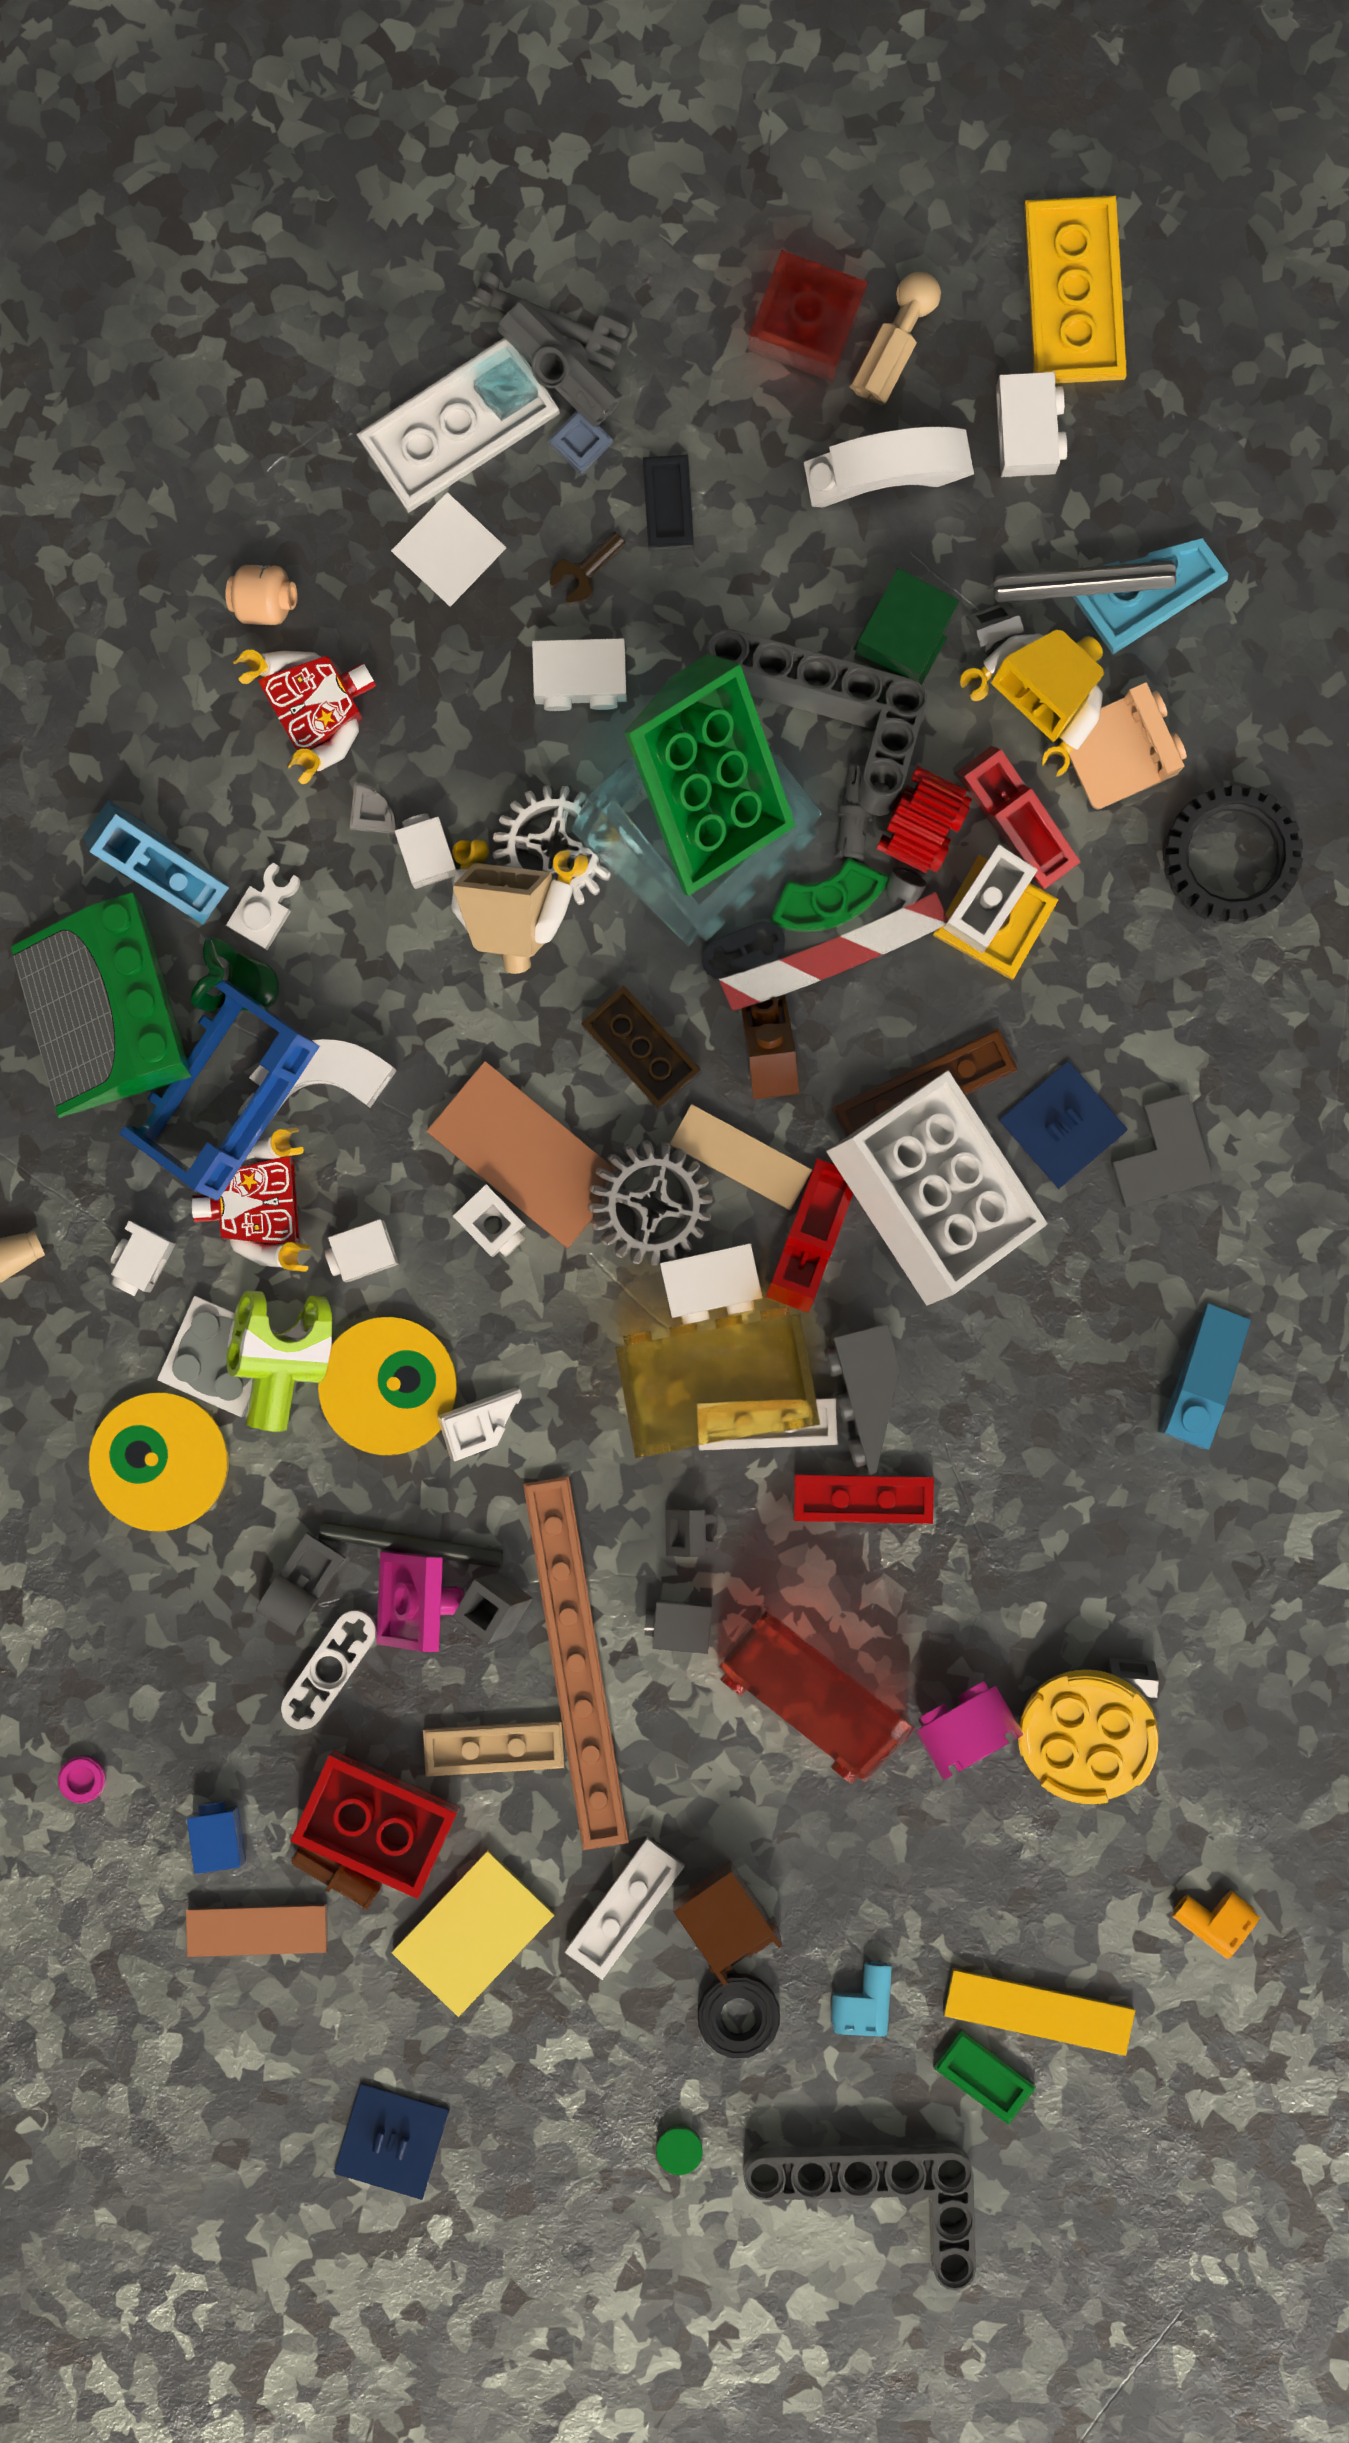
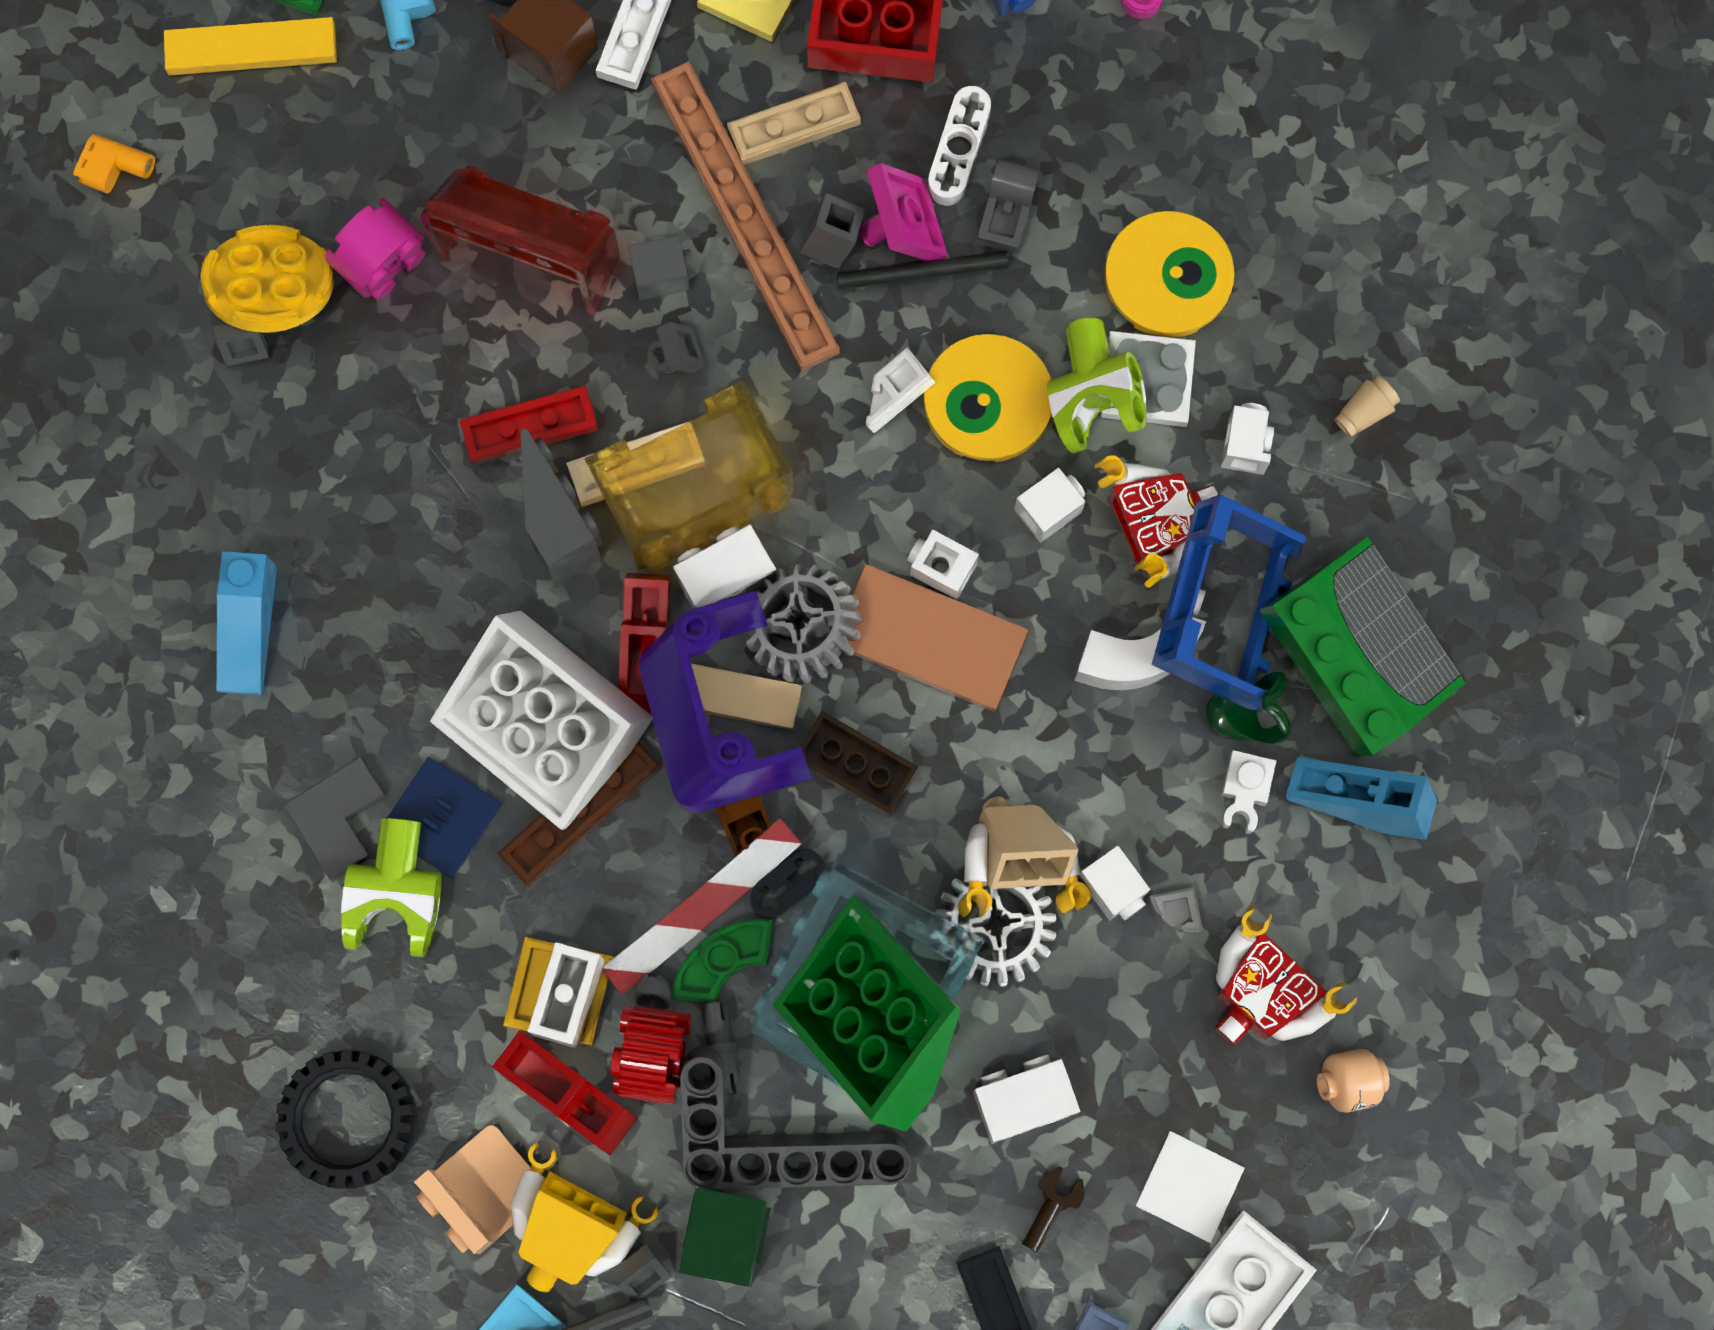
camera: 160 degrees right, 10 degrees down
(803, 1072) = (703, 768): none -> dark purple windscreen
(1129, 1065) = (392, 886): none -> lime connector

